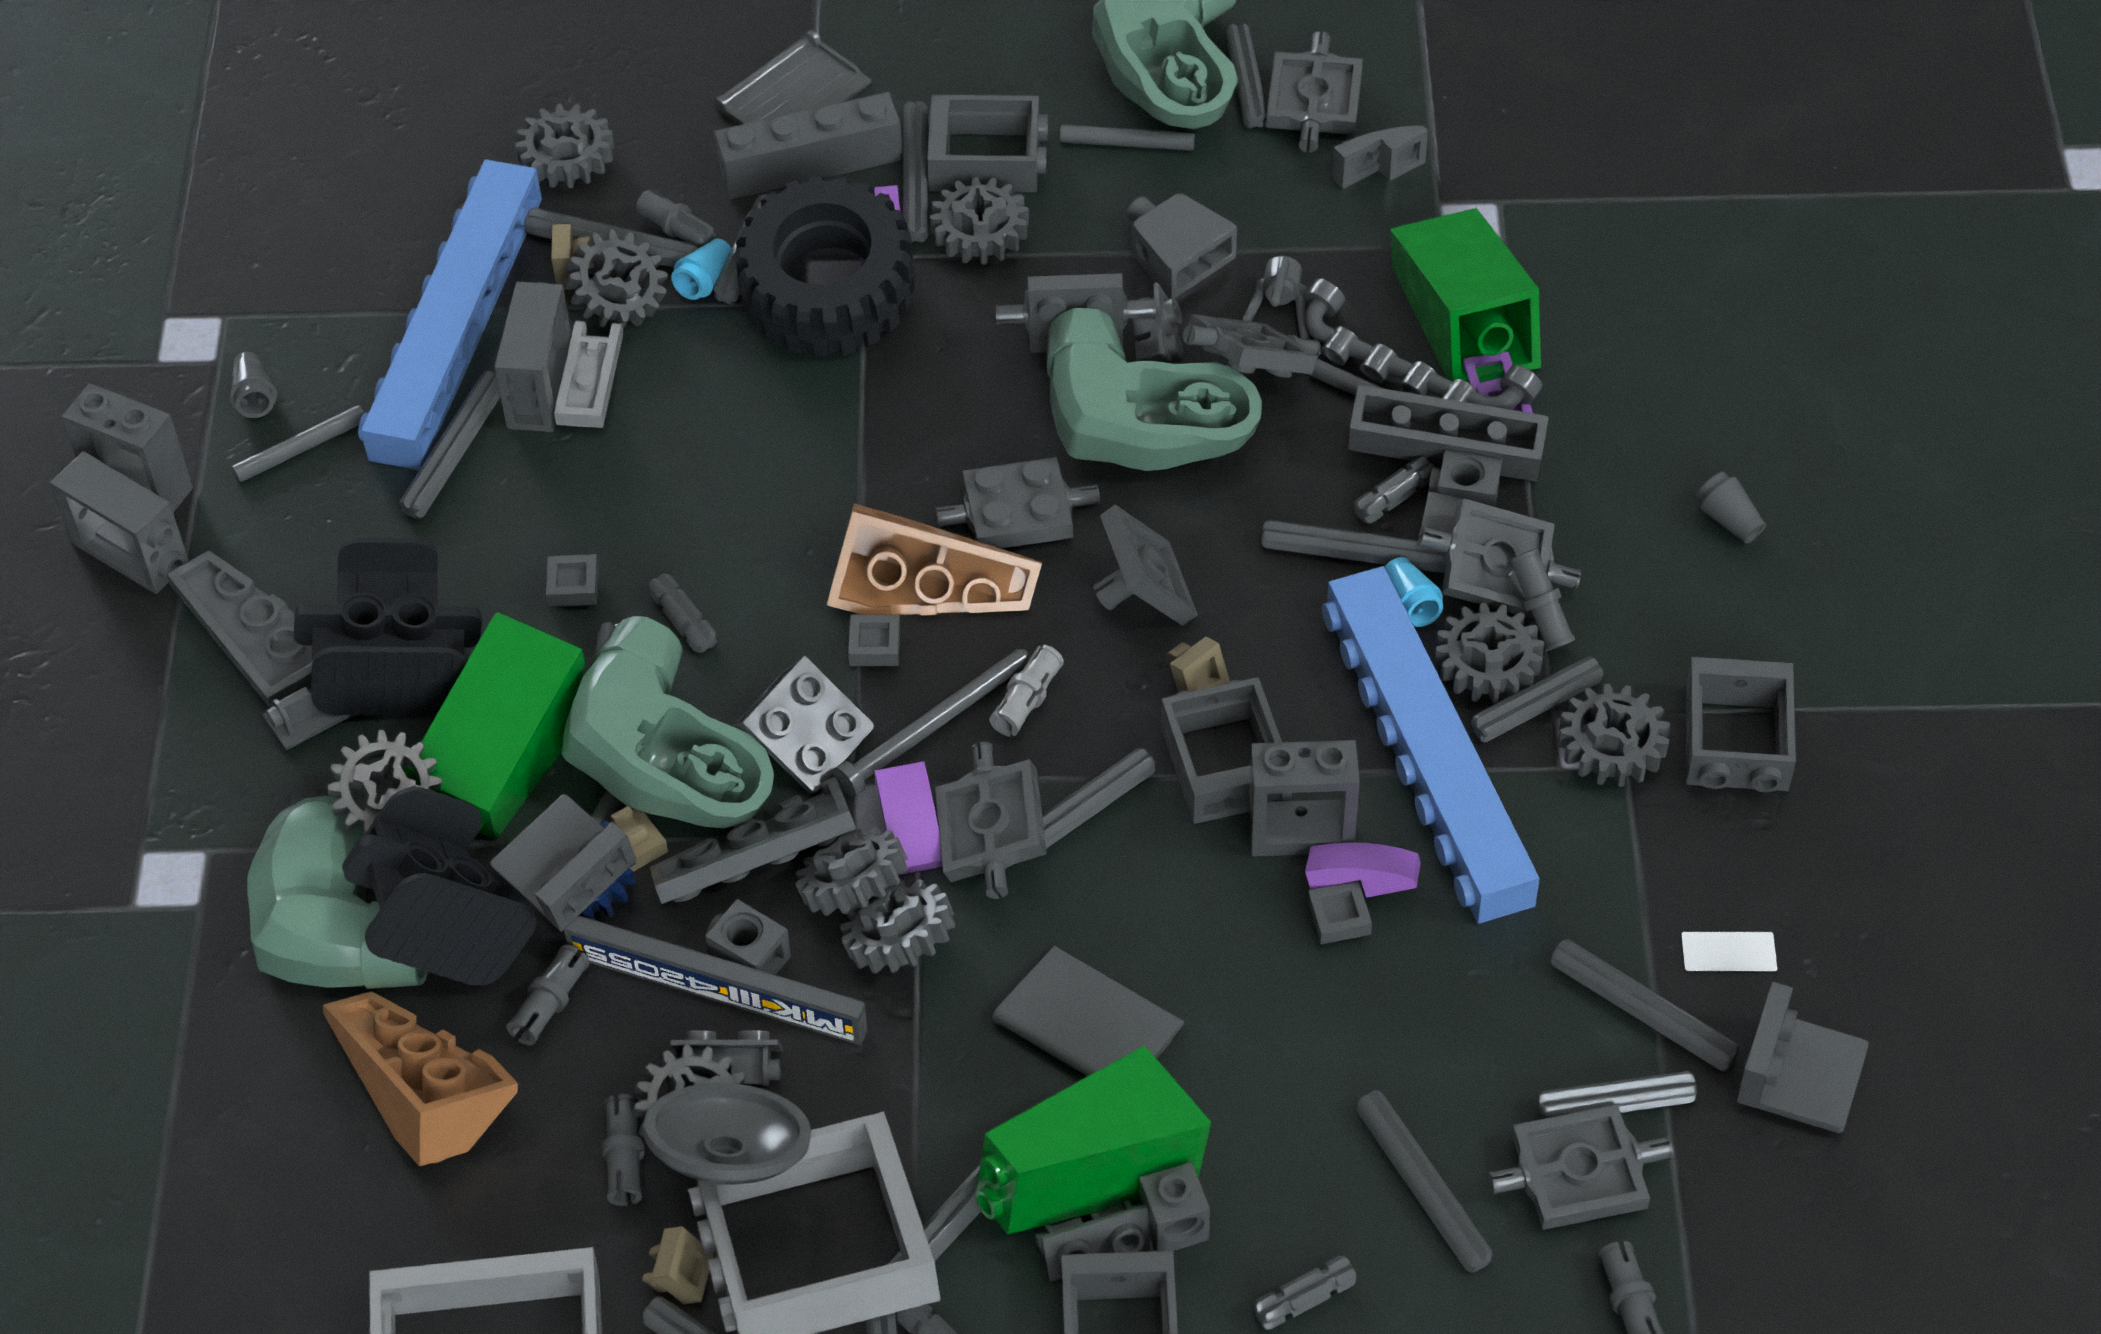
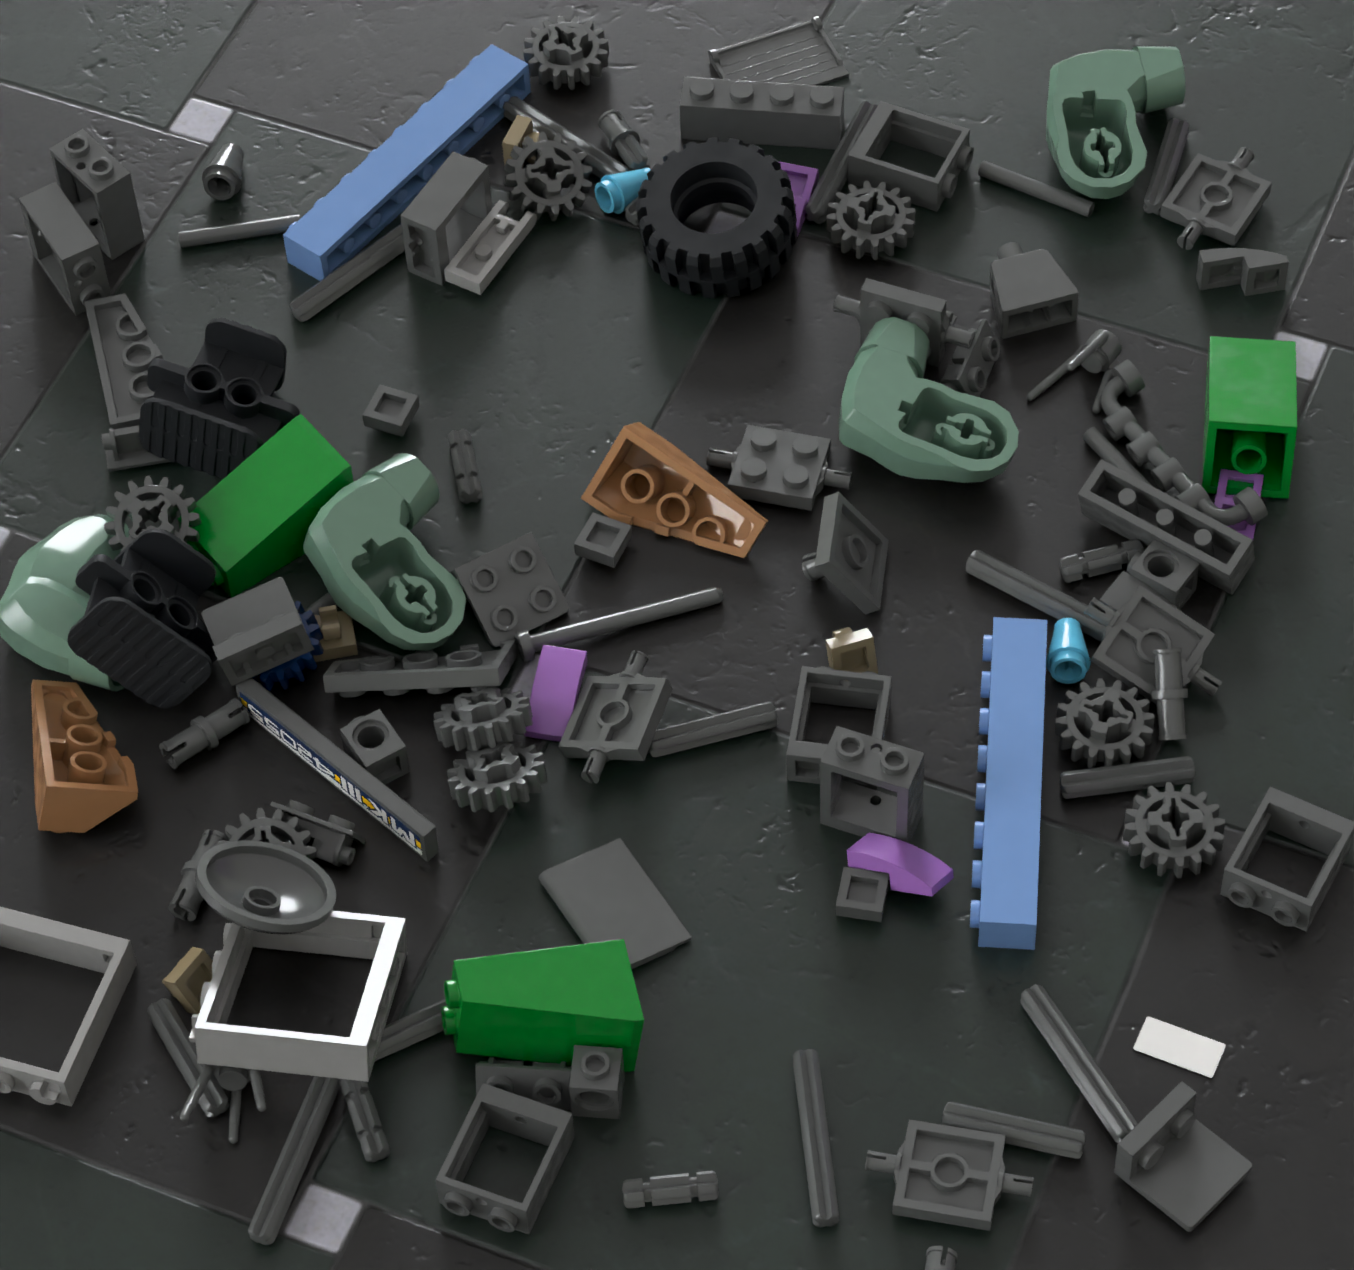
camera: 25 degrees right, 0 degrees up
(1026, 690) = (704, 623): light grey pin -> none
(1252, 345) = (1037, 397): dark grey plate -> none

